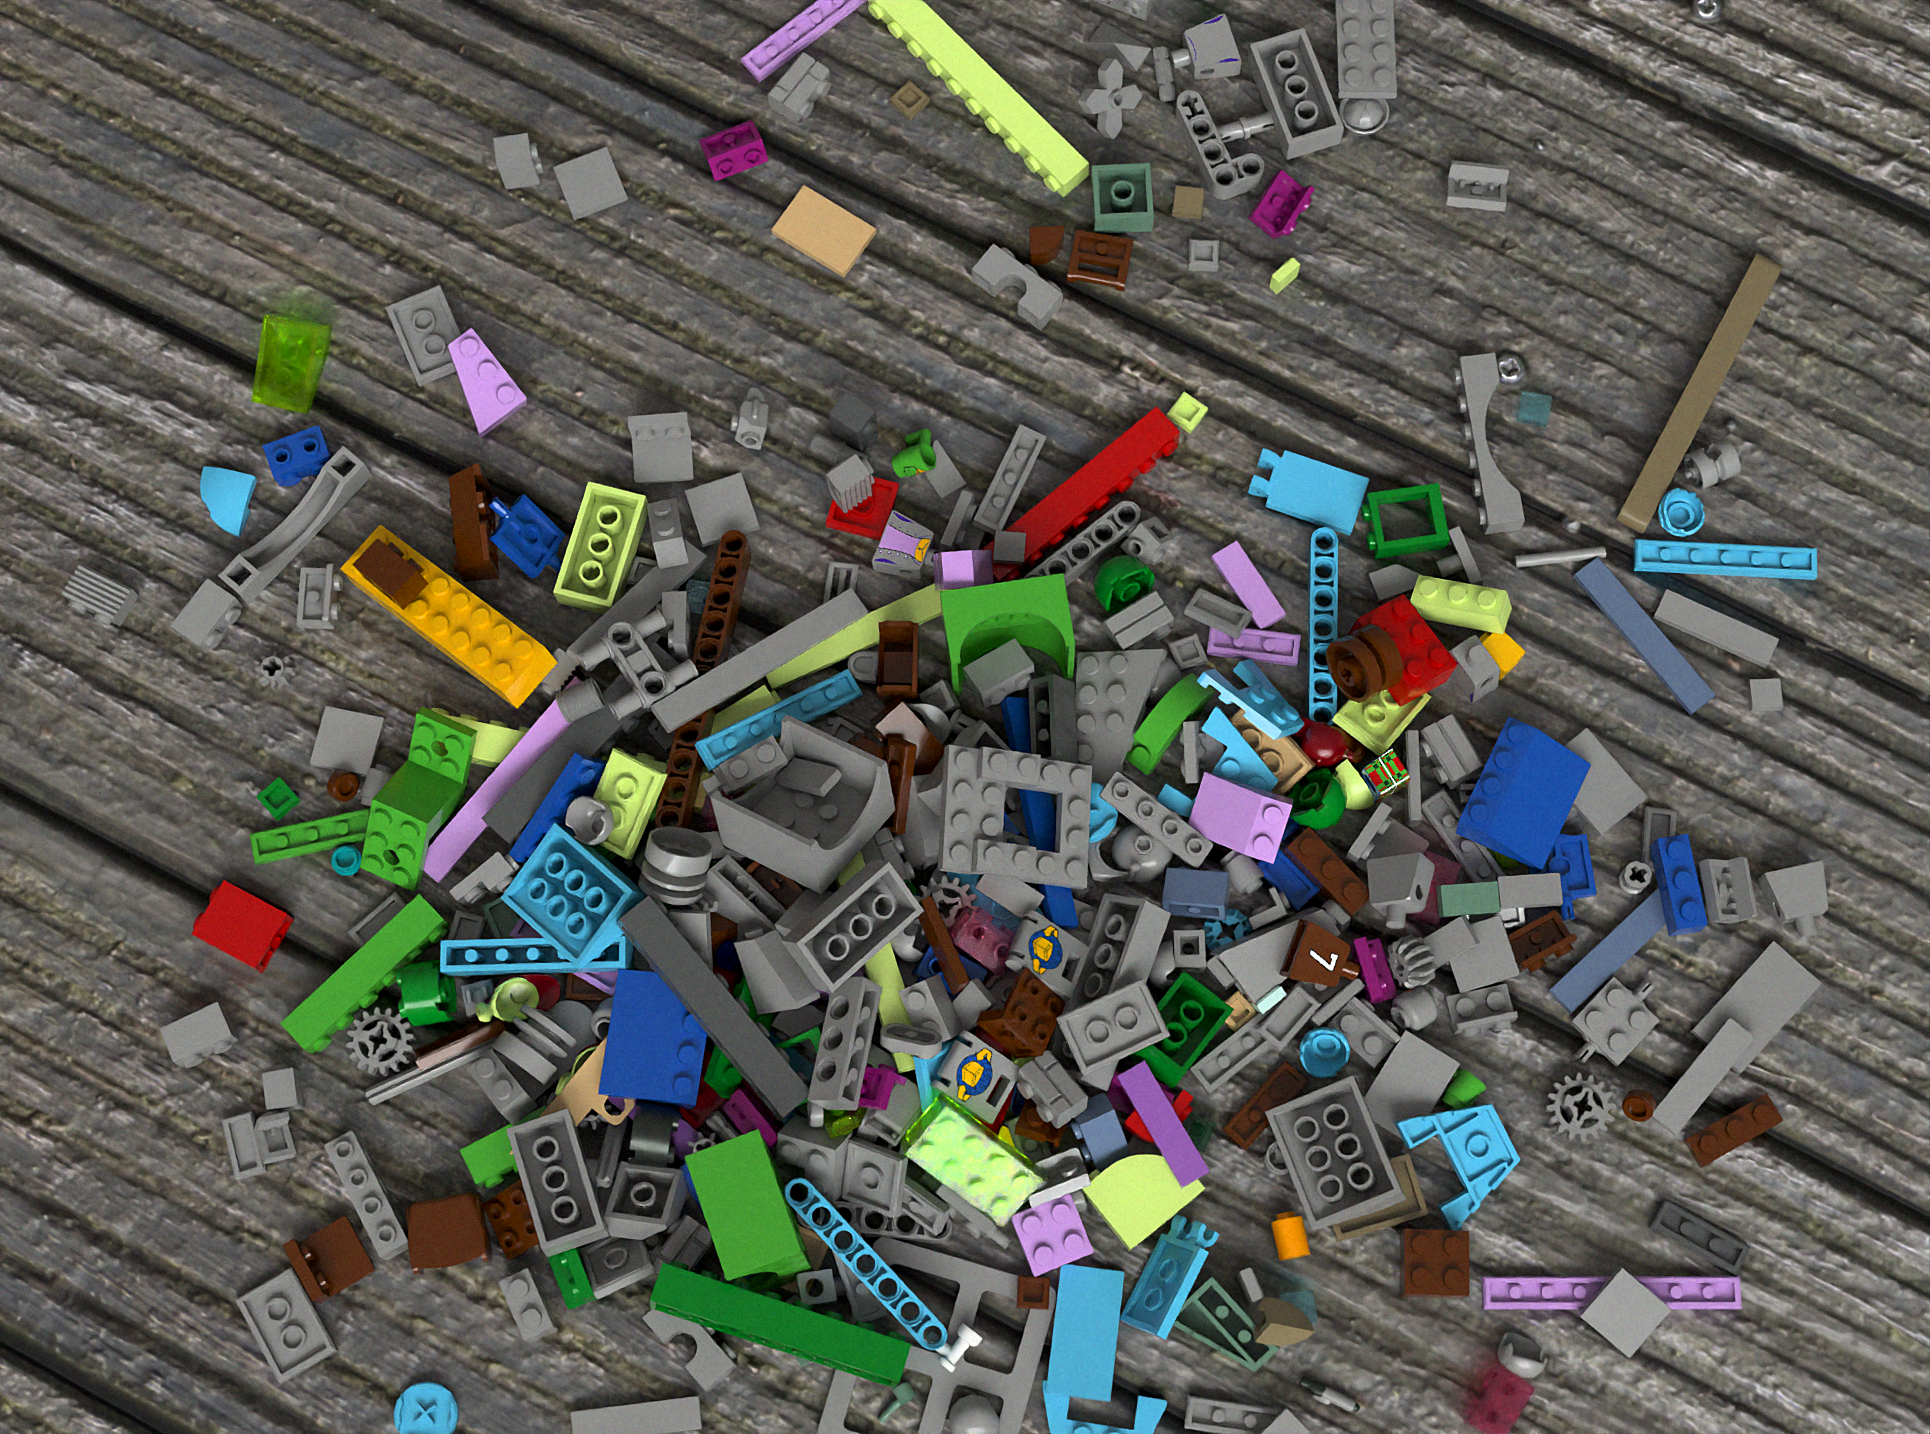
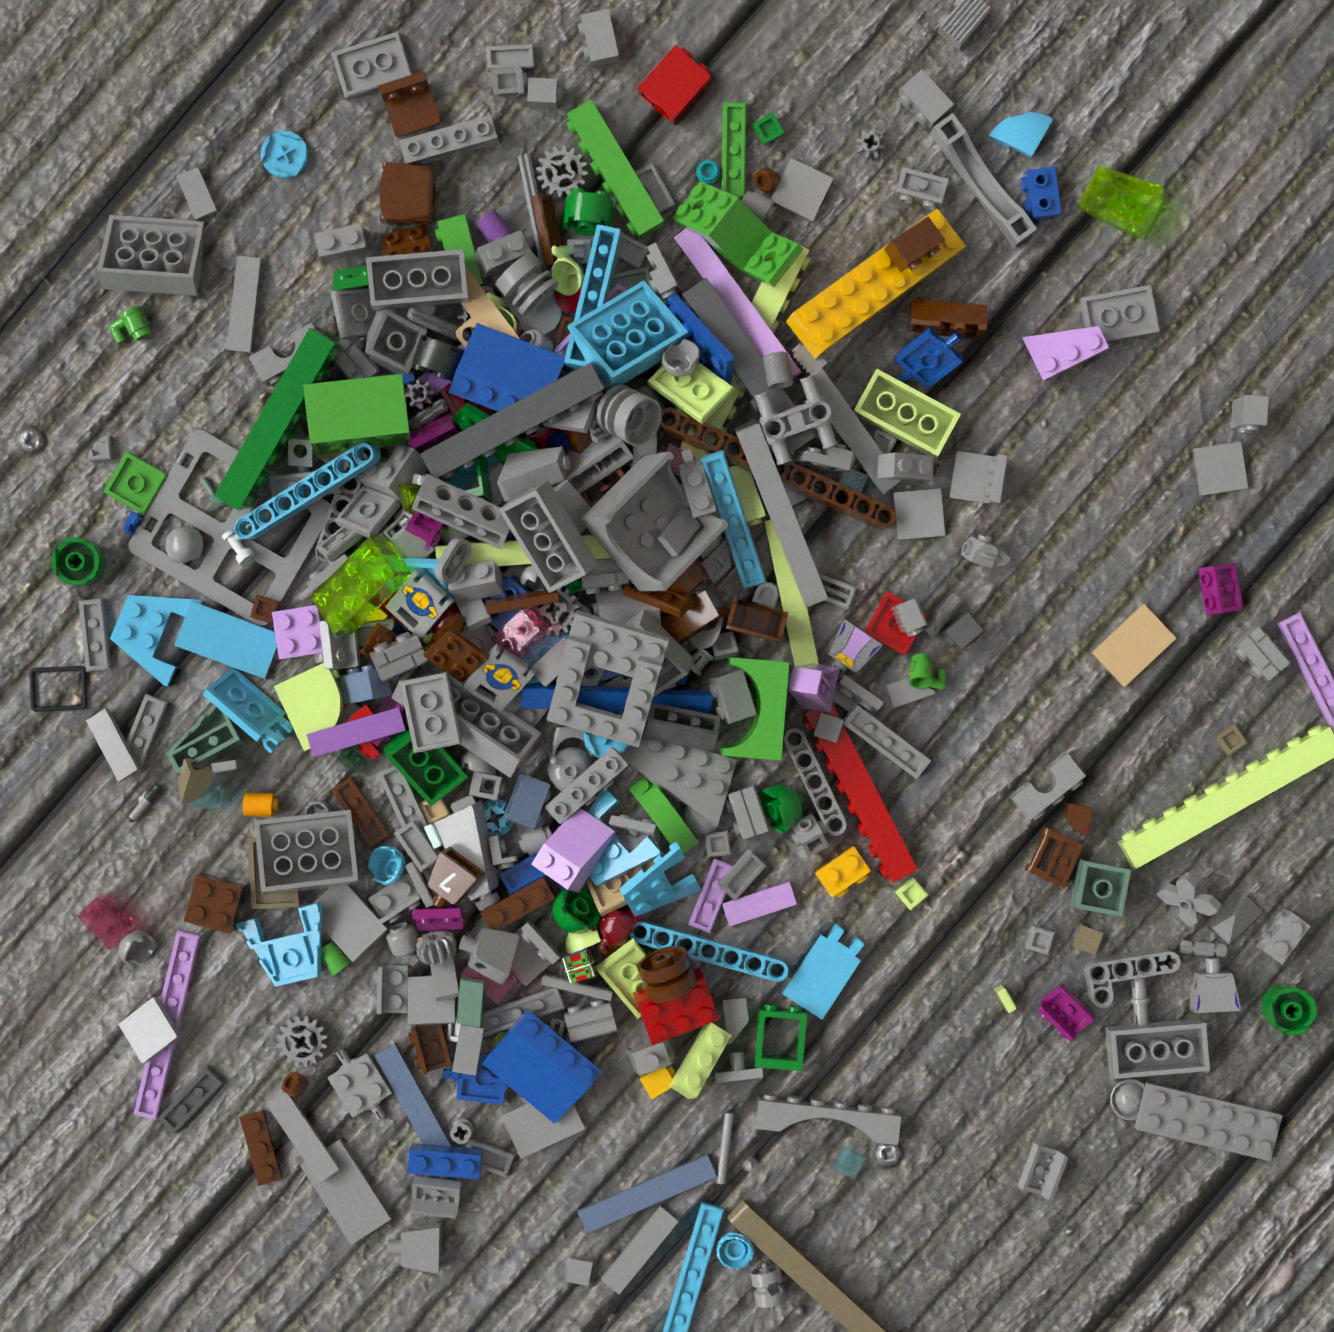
camera: 100 degrees right, 15 degrees up
(472, 1110) = (493, 226): none -> medium lavender piece
(1183, 495) = (843, 872): none -> yellow bracket

